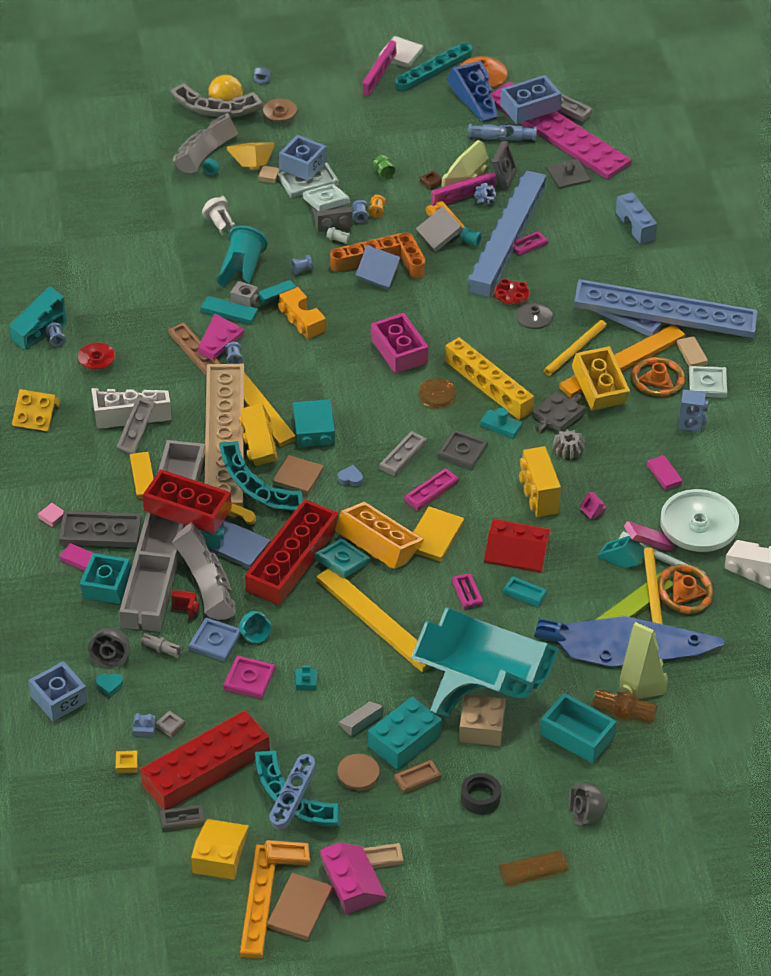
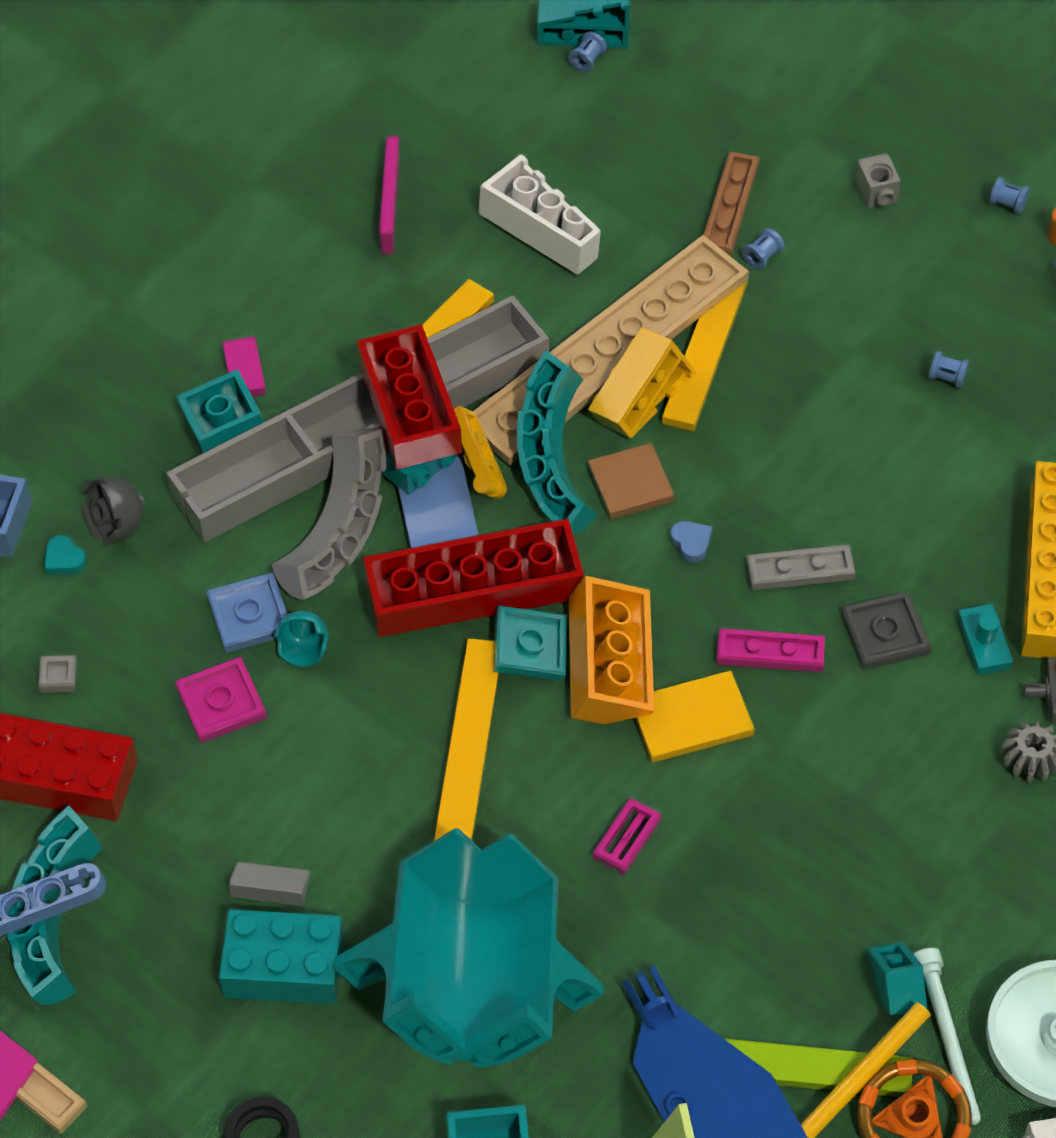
camera: 50 degrees right, 10 degrees up
(34, 410) = (437, 129): yellow bracket -> none
(51, 448) = (389, 195): none -> dark pink tile
(51, 514) = (286, 282): bright pink tile -> none
(96, 355) = (596, 117): red dish -> none
(100, 529) = (304, 342): dark grey plate -> none
(135, 425) = (510, 245): light grey tile -> none
(144, 725) = (27, 646): medium blue tile -> none
(161, 645) = (177, 561): light grey pin -> none
(185, 601) = (277, 535): red bracket -> none
(216, 210) = (989, 36): white piece -> none
(218, 336) = (784, 208): dark pink wing -> none
(229, 310) = (839, 185): teal tile -> none
(242, 254) = (933, 124): teal piece -> none
(272, 294) = (921, 207): teal slope -> none
(294, 306) = (924, 243): light orange arch -> none
(306, 678) = (278, 766): teal tile -> none
(313, 423) = (735, 426): teal brick -> none
(358, 342) = (940, 362): none -> medium blue bush
(358, 772) = (169, 954): medium nougat tile -> none
(399, 343) = (986, 407): dark pink brick -> none
(417, 776) = (228, 1032): medium nougat tile -> none
(437, 392) = (956, 520): clear orange tile -> none
(482, 720) = (380, 1049): tan brick -> none
(517, 545) = (768, 834): red slope -> none
(525, 591) = (700, 908): teal tile -> none
(540, 481) = (909, 769): yellow brick -> none
(592, 505) = (947, 869): dark pink tile -> none
(648, 536) = (949, 988): dark pink tile -> none

